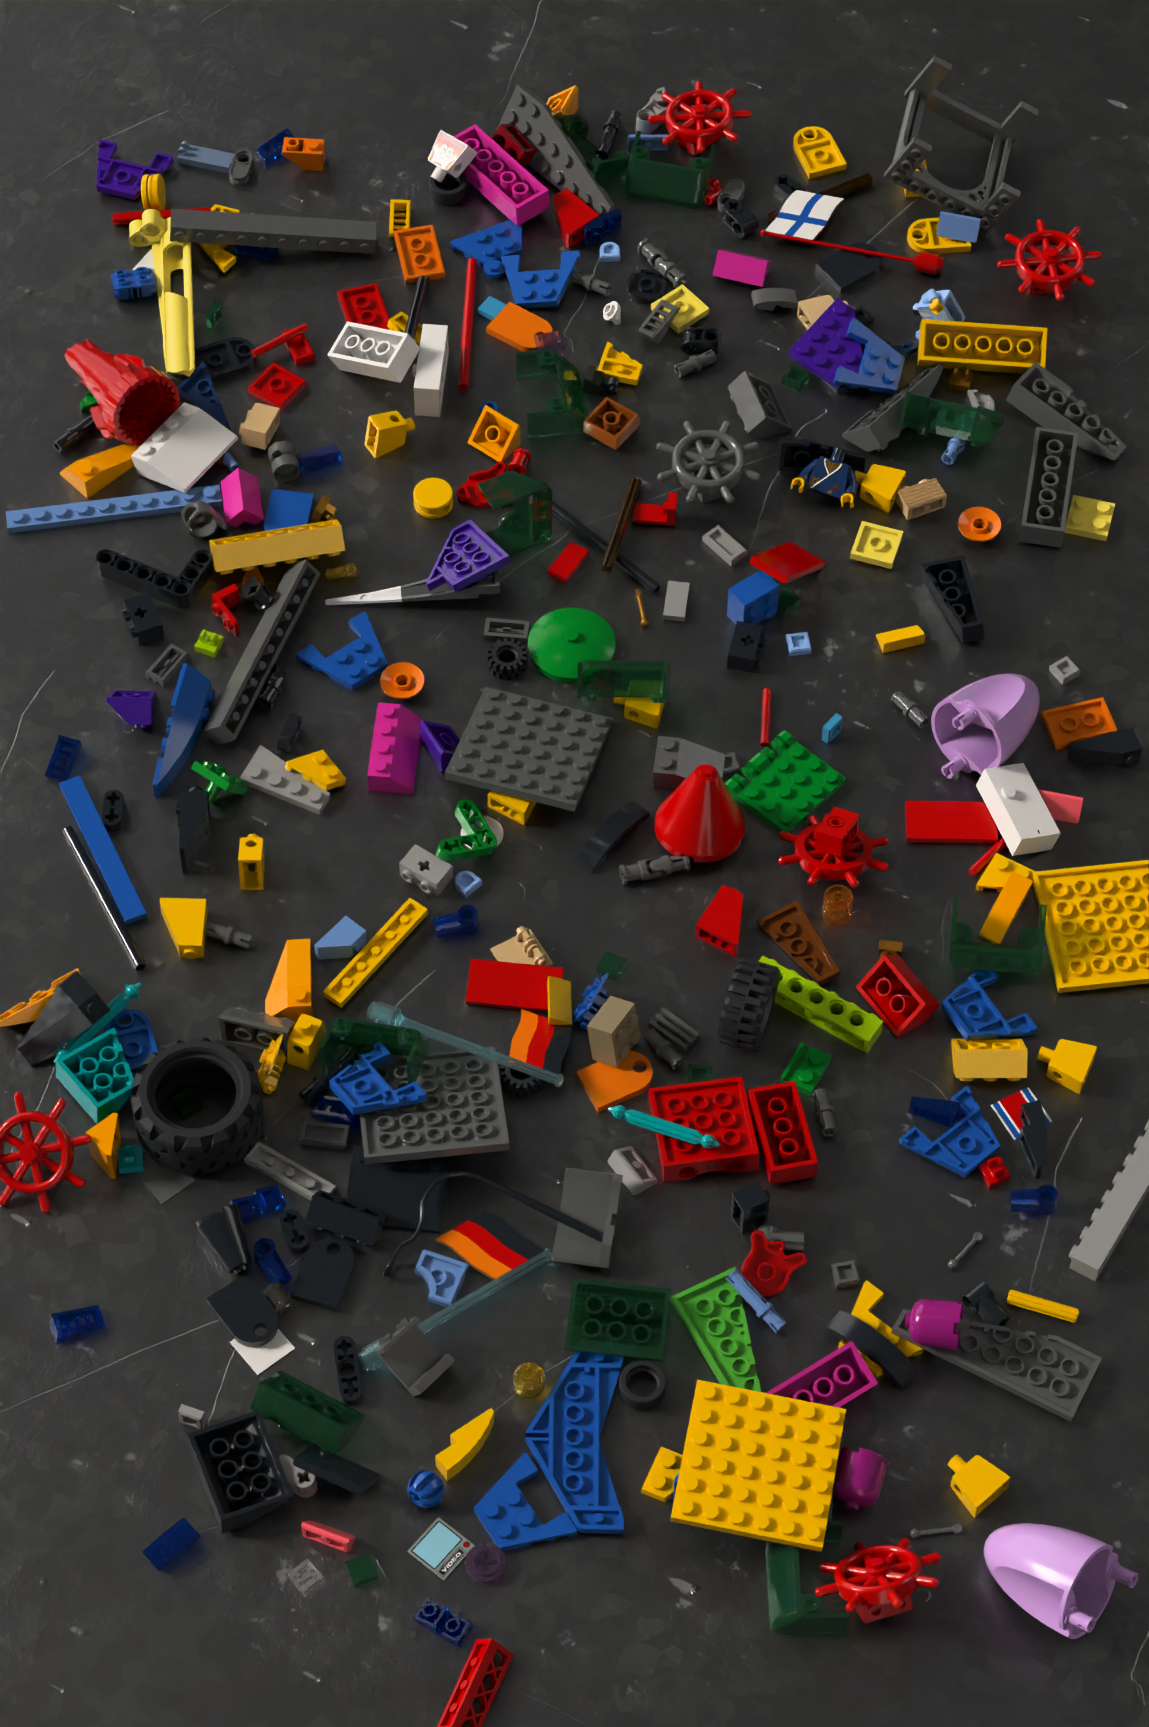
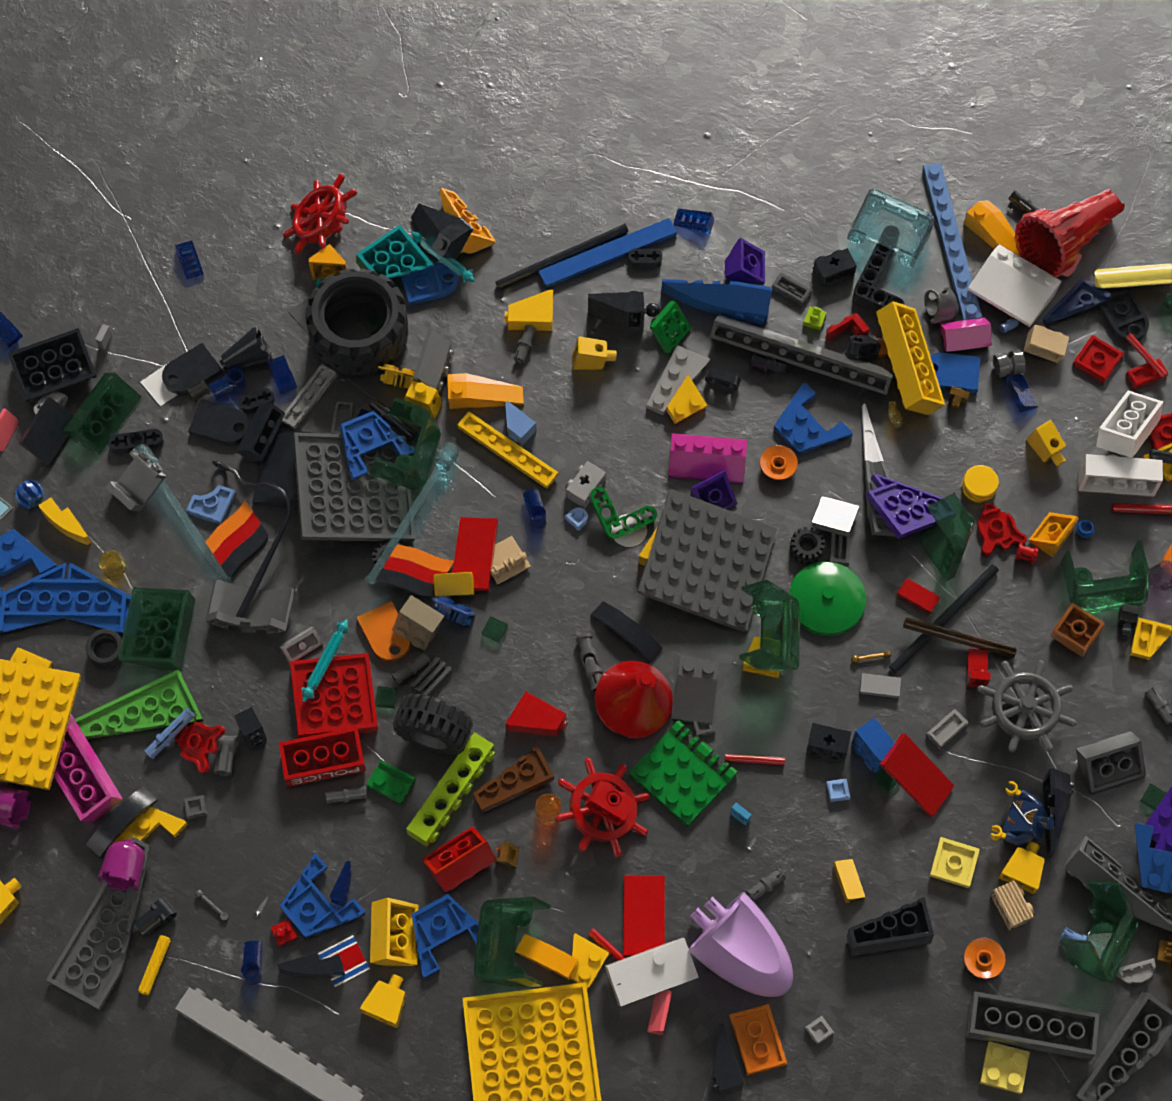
camera: 90 degrees right, 10 degrees up
(94, 557) = (892, 225): none -> clear light blue windscreen
(473, 628) = (835, 516): none -> tile

